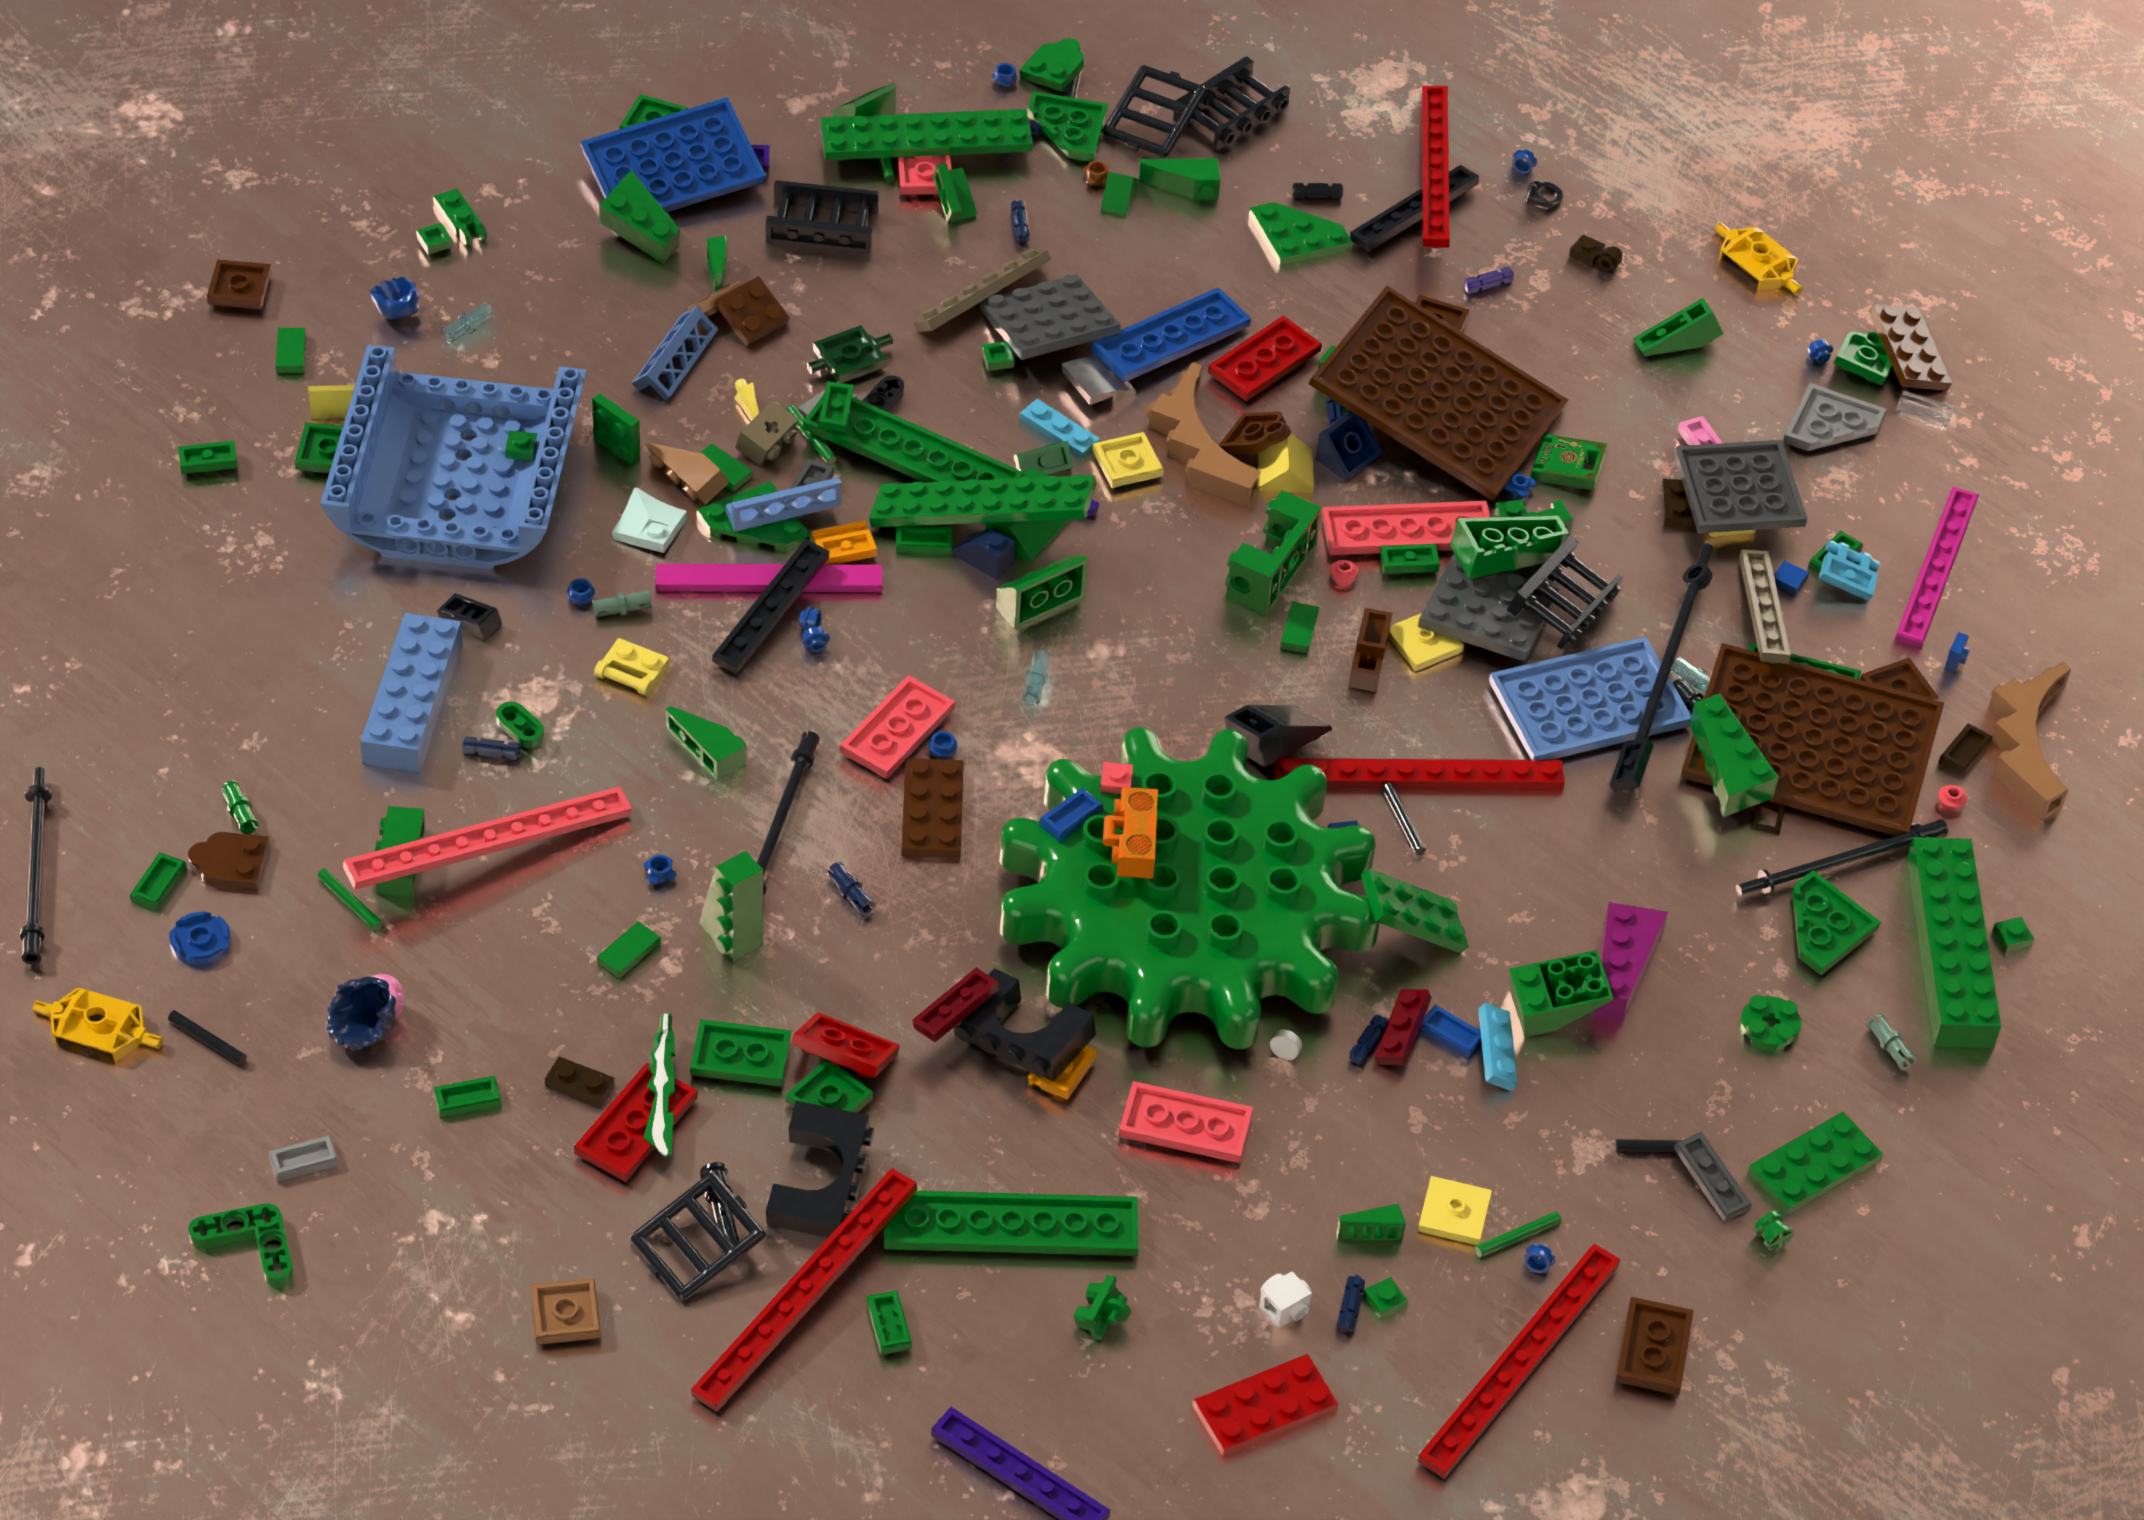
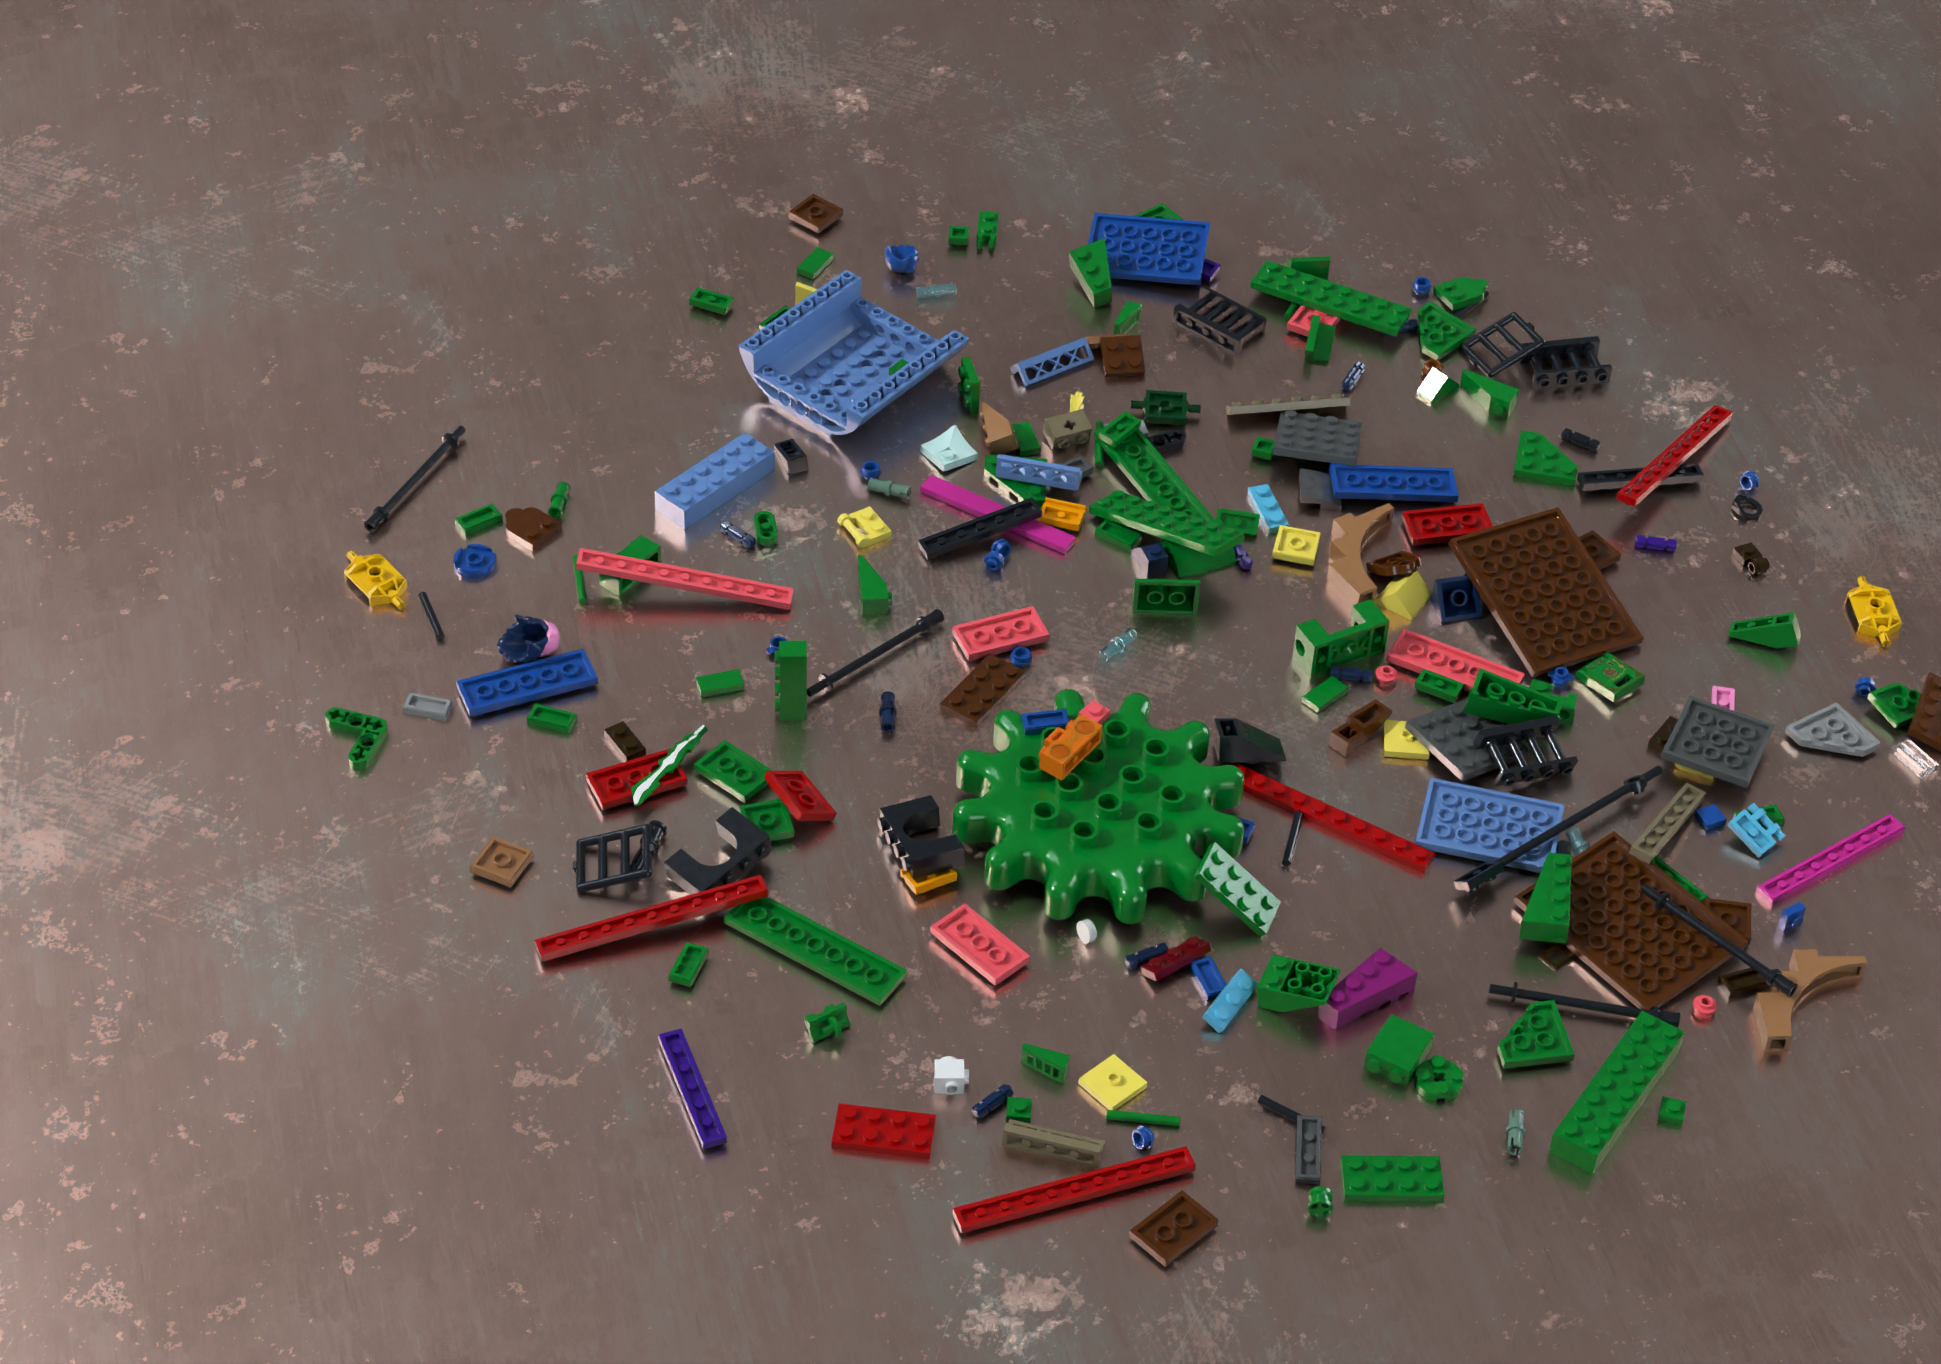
camera: 35 degrees right, 5 degrees down
(401, 1066) = (526, 682): none -> blue plate
(955, 1004) = (883, 801): dark red plate -> none
(1307, 589) = (1351, 674): none -> dark blue axle
(1450, 1319) = (1052, 1143): none -> dark tan fence
(1710, 1011) = (1398, 1050): none -> green brick
(2004, 731) = (1773, 977): none -> black bar

